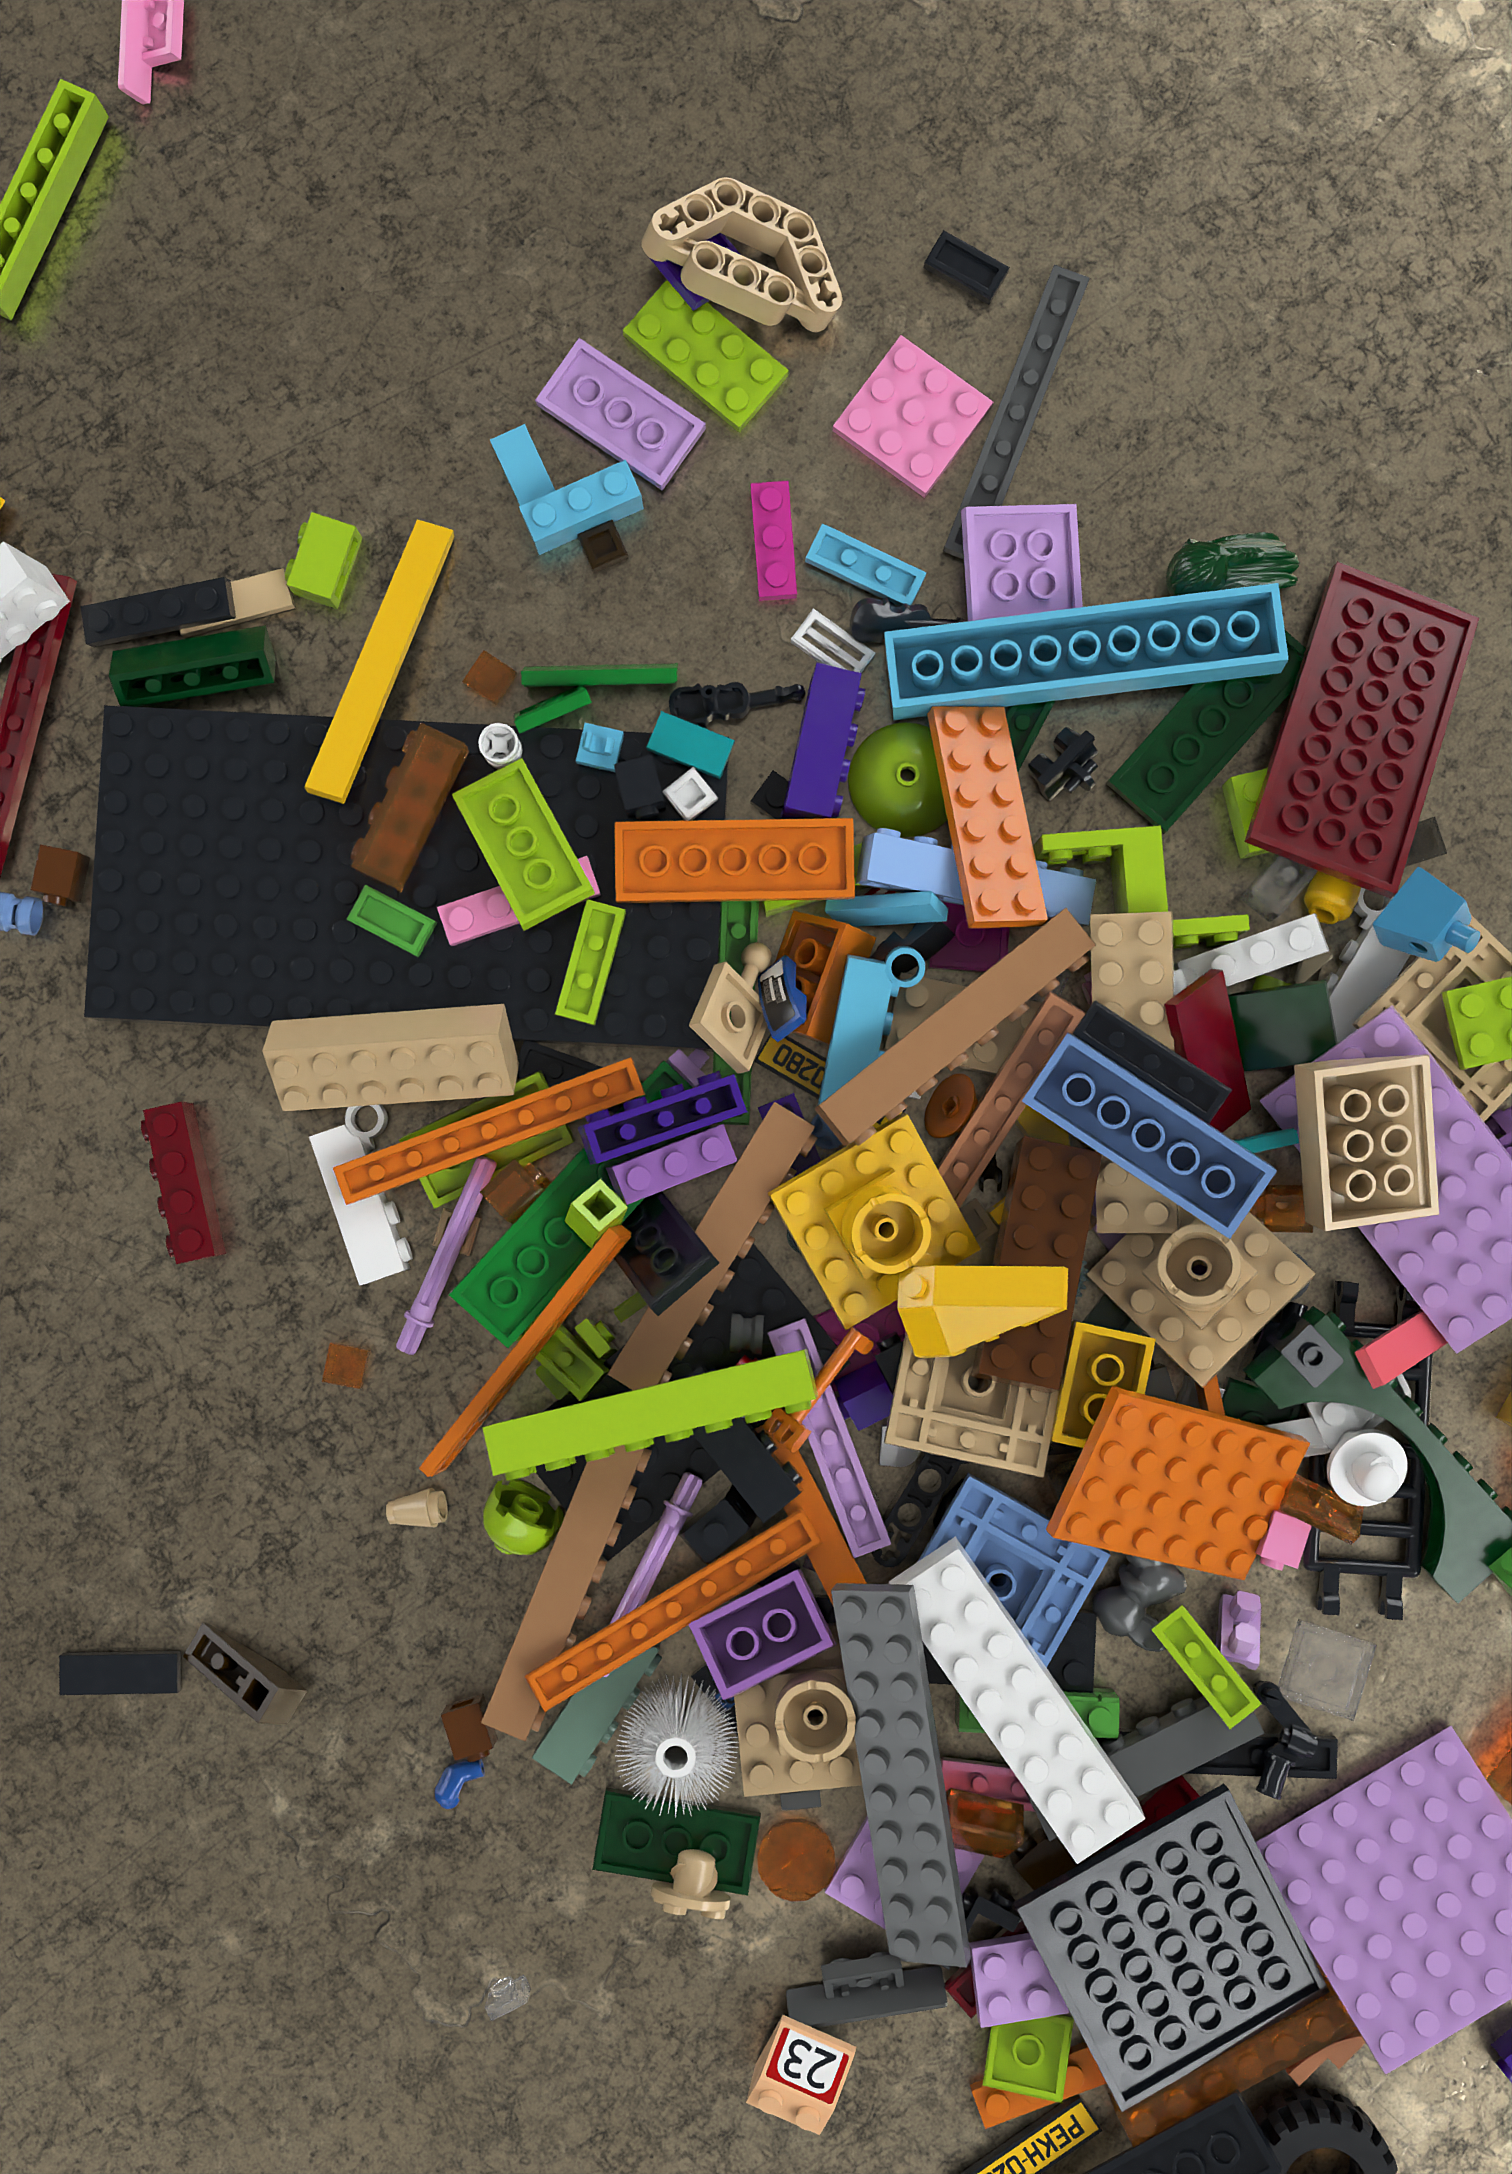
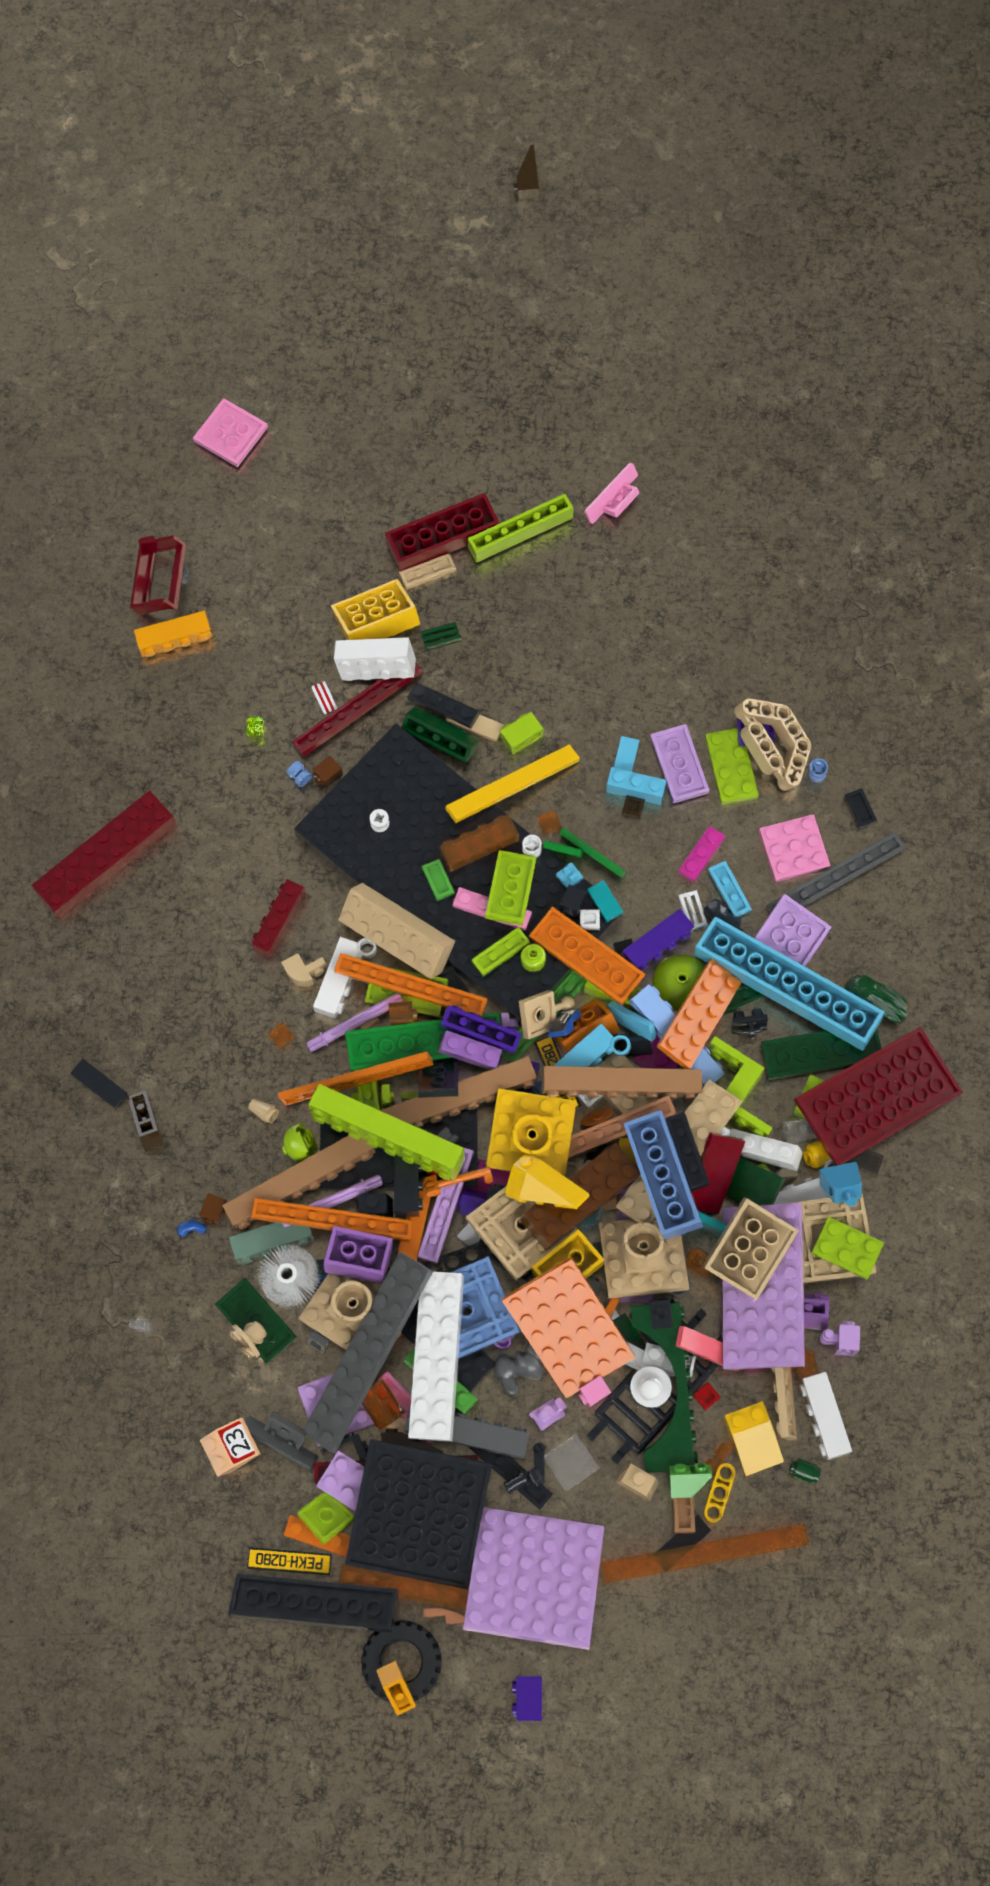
camera: 40 degrees right, 15 degrees down
(44, 486) = (443, 628): none -> dark green tile
(222, 900) = (379, 825): none -> white wheel
(289, 1244) = (301, 974): none -> tan brick
(595, 1212) = (426, 1042): lime brick -> none
(661, 944) = (530, 962): none -> lime head
(725, 701) = (637, 901): black piece -> none
(796, 1859) = (296, 1366): clear orange tile -> none
(851, 244) = (817, 766): none -> medium blue wheel
(1206, 1666) = (522, 1409): lime plate -> none
(1322, 1509) = (619, 1388): clear orange plate -> none
(1450, 1405) = (706, 1396): none -> red tile
(1452, 1624) = (637, 1481): none -> tan torso

